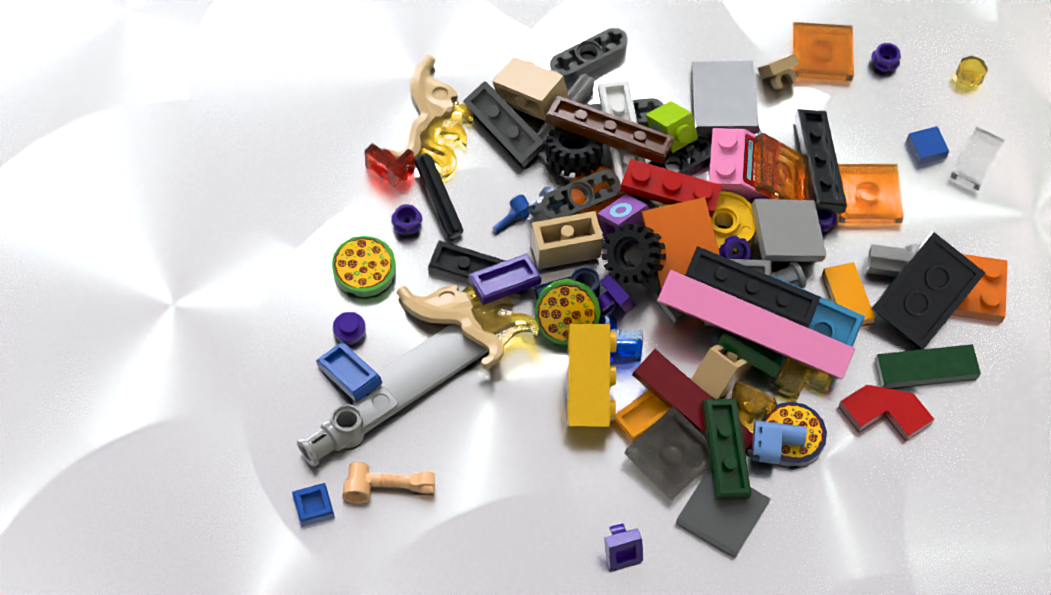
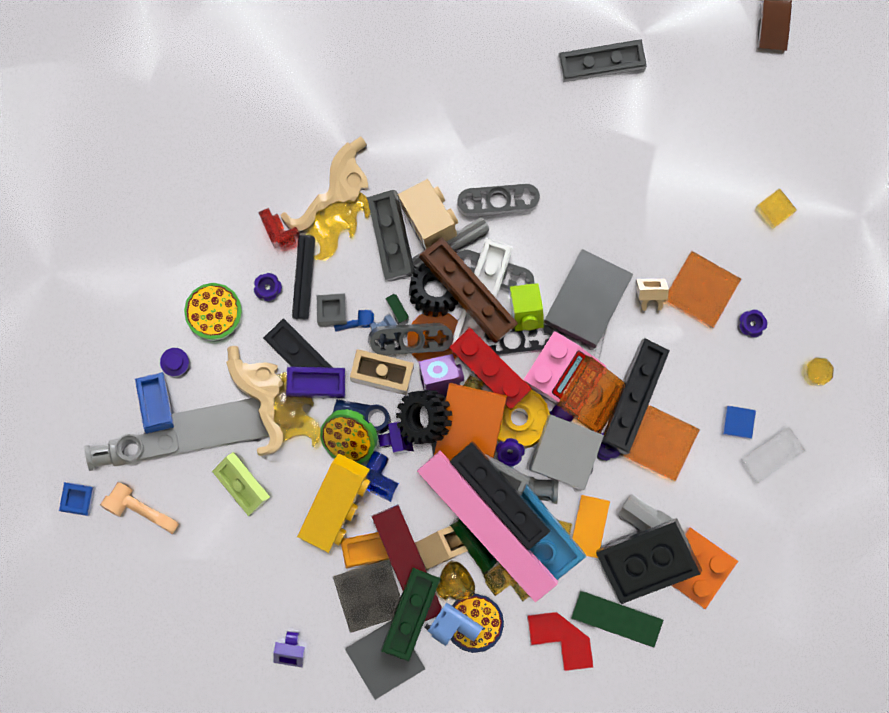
camera: 25 degrees right, 20 degrees up
(480, 408) = (240, 484): none -> yellowish green plate
(483, 211) = (331, 309): none -> dark grey plate
(545, 178) = (397, 309): none -> dark green tile

